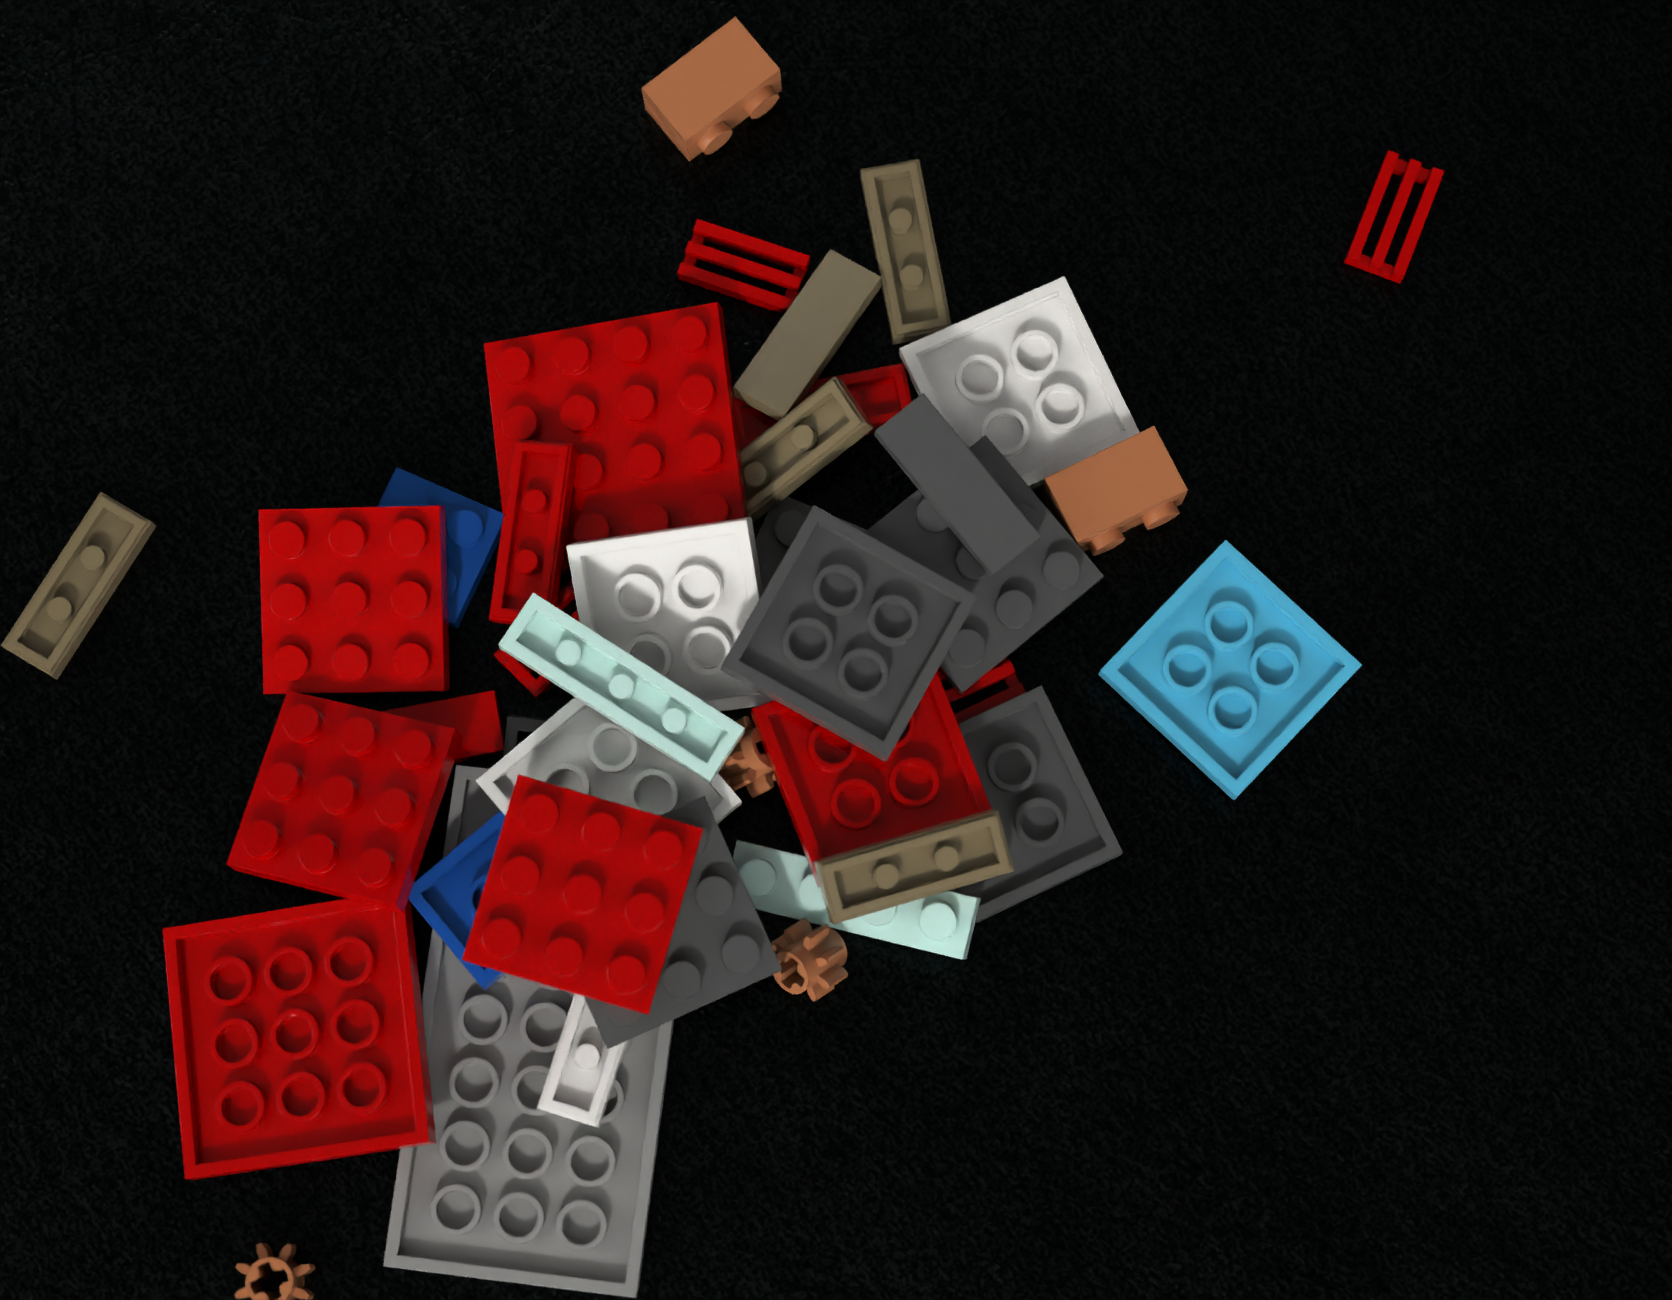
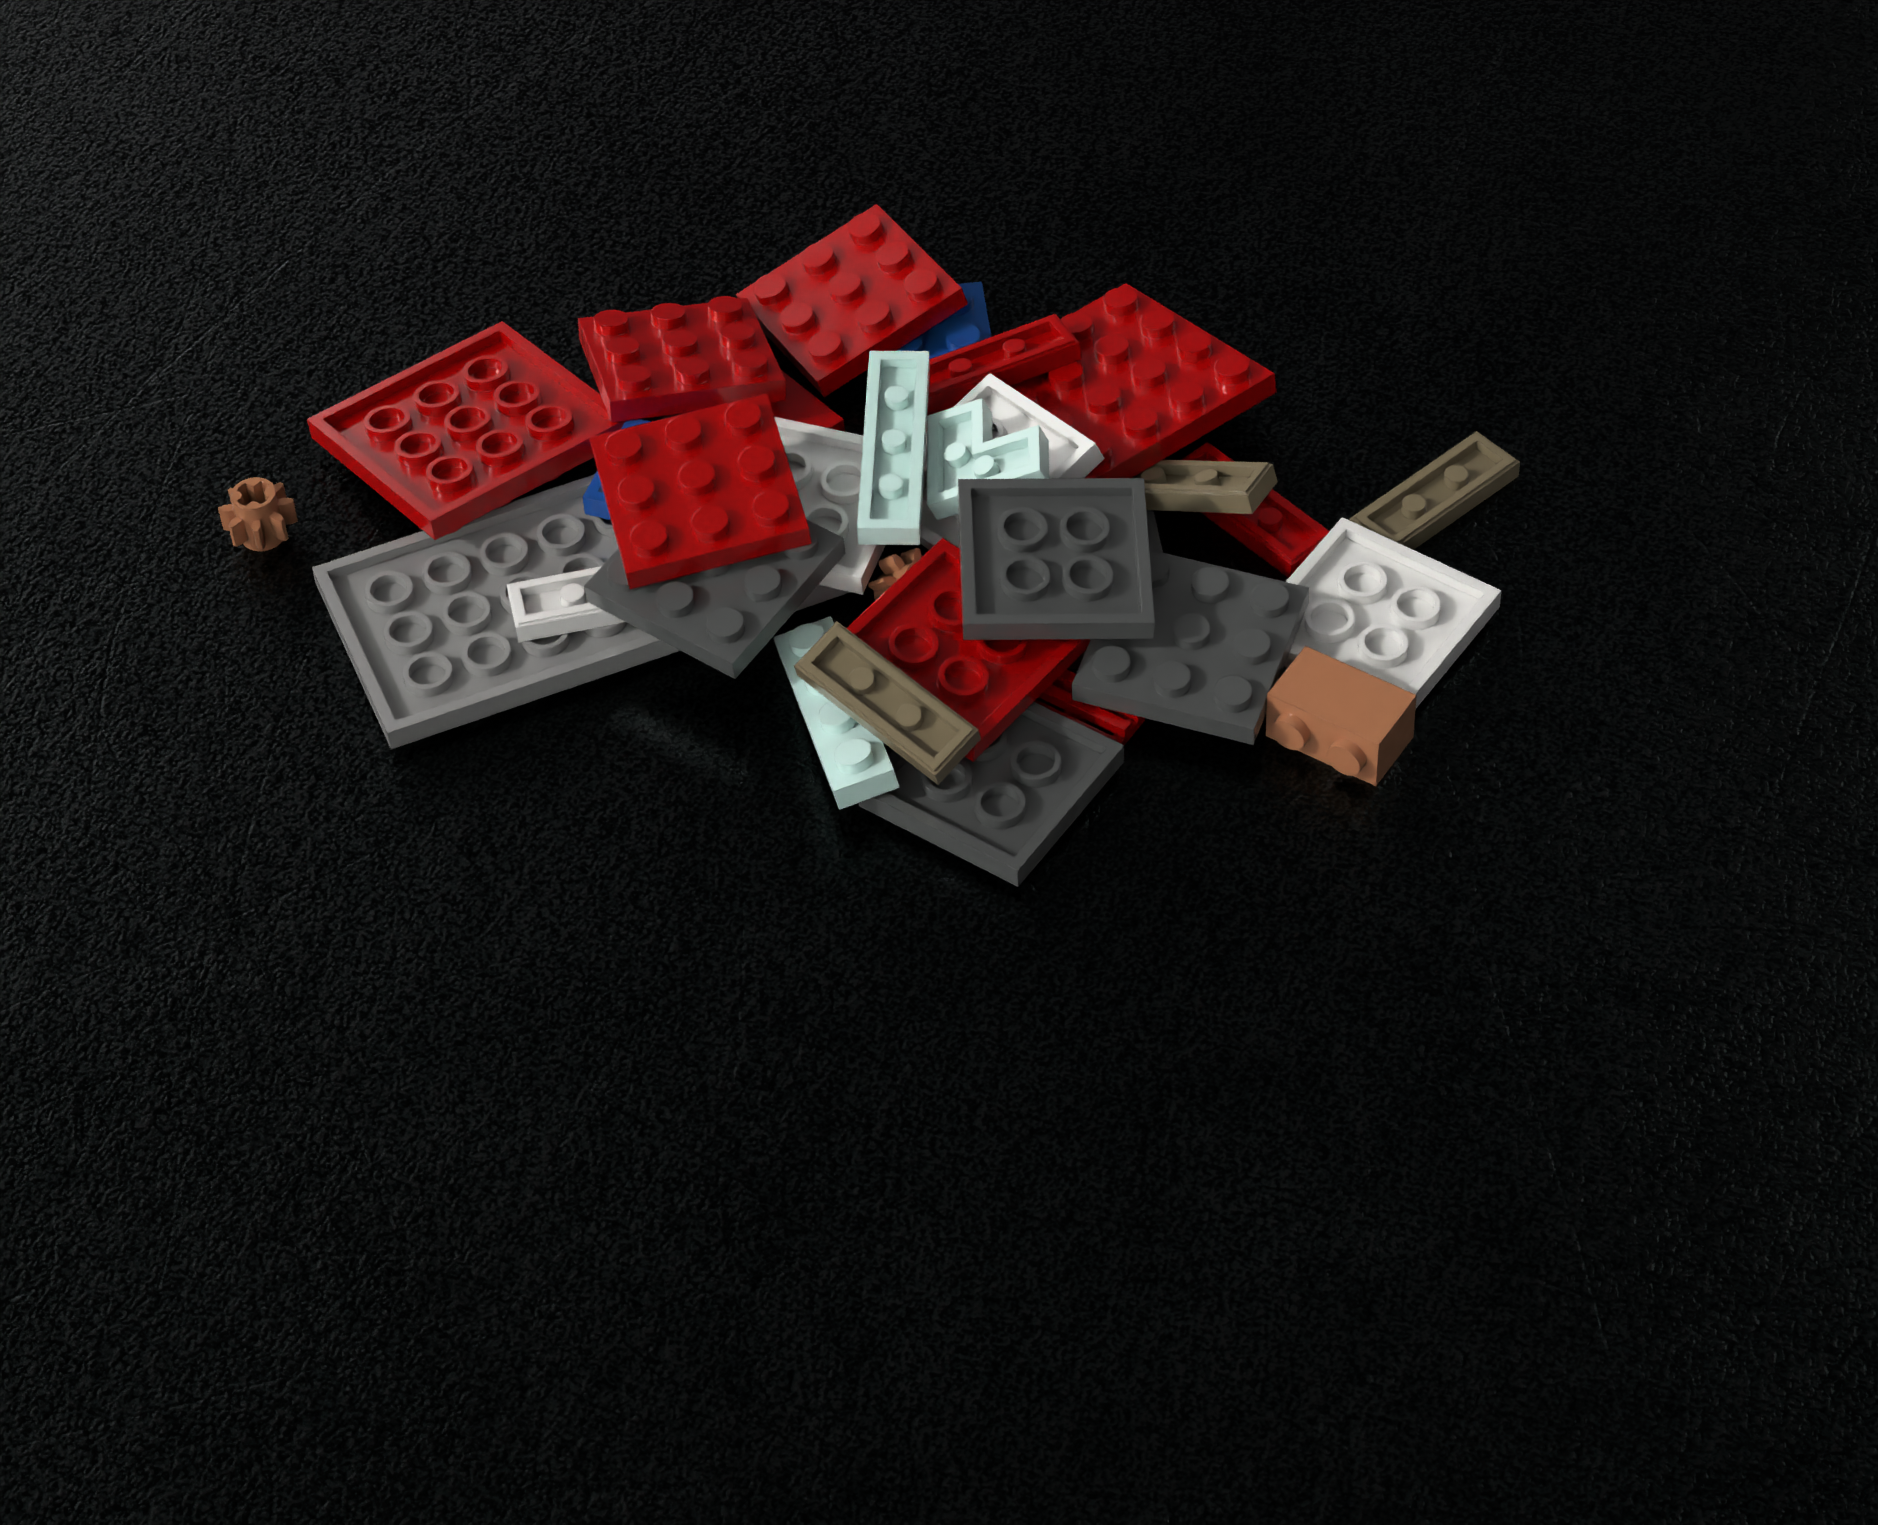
camera: 60 degrees right, 30 degrees down
(78, 585) = (743, 166): dark tan tile -> none
(689, 640) = (963, 448): none -> light aqua plate
(713, 90) = (1457, 309): nougat brick -> none
(751, 246) = (1319, 376): red tile -> none
(807, 336) = (1310, 460): dark tan tile -> none
(810, 959) = (761, 707): nougat gear -> none
(957, 485) = (1243, 575): dark grey tile -> none
(1229, 669) = (1247, 876): medium azure plate -> none
(1411, 173) = (1768, 791): red tile -> none

